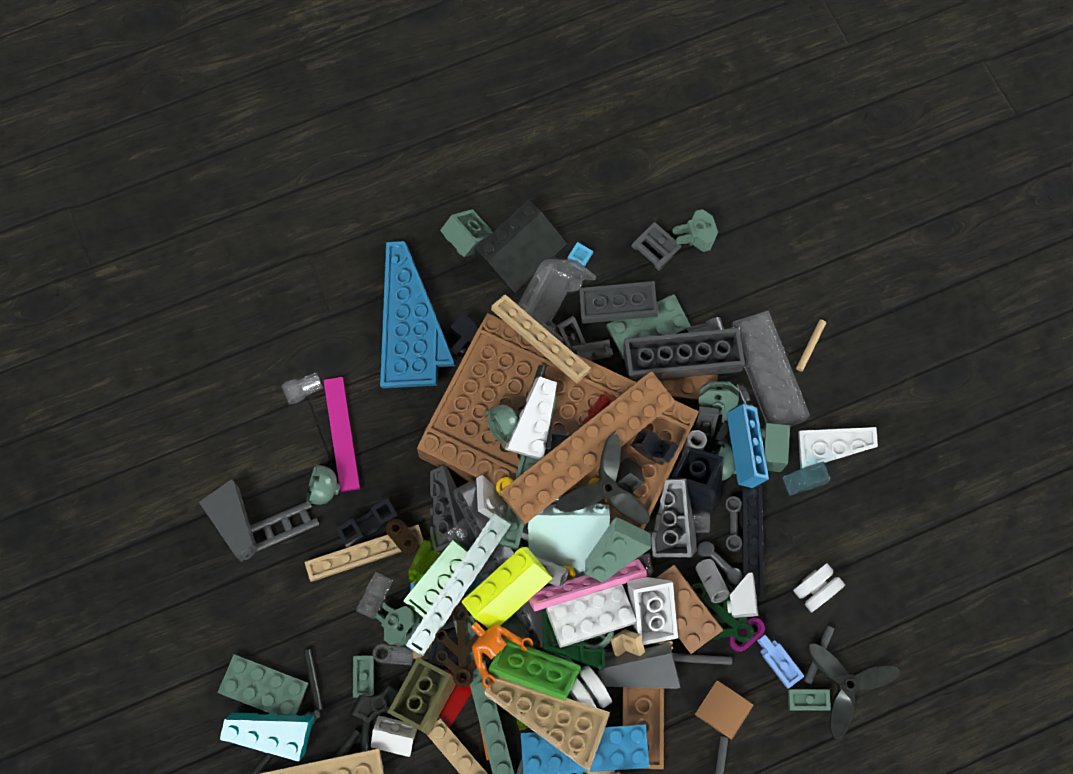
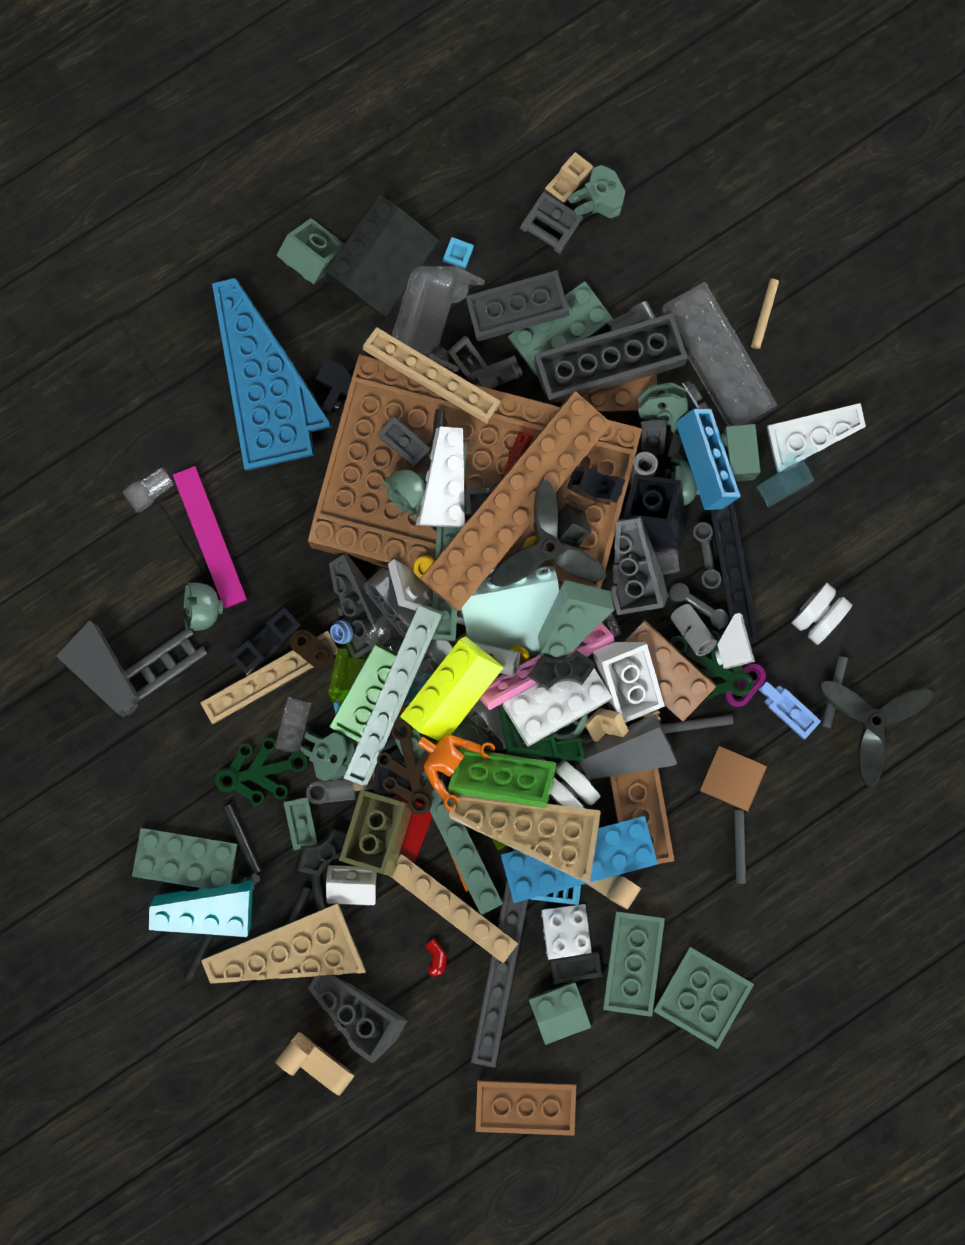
camera: 15 degrees left, 10 degrees up
(337, 627) = (257, 772): none -> dark green plant
(429, 527) = (341, 632): none -> light blue plate
(508, 385) = (404, 442): none -> dark grey plate
(590, 589) = (552, 671): none -> pearl dark grey tile
(676, 216) = (569, 178): none -> tan slope
(809, 700) = (831, 747): sand green plate -> none

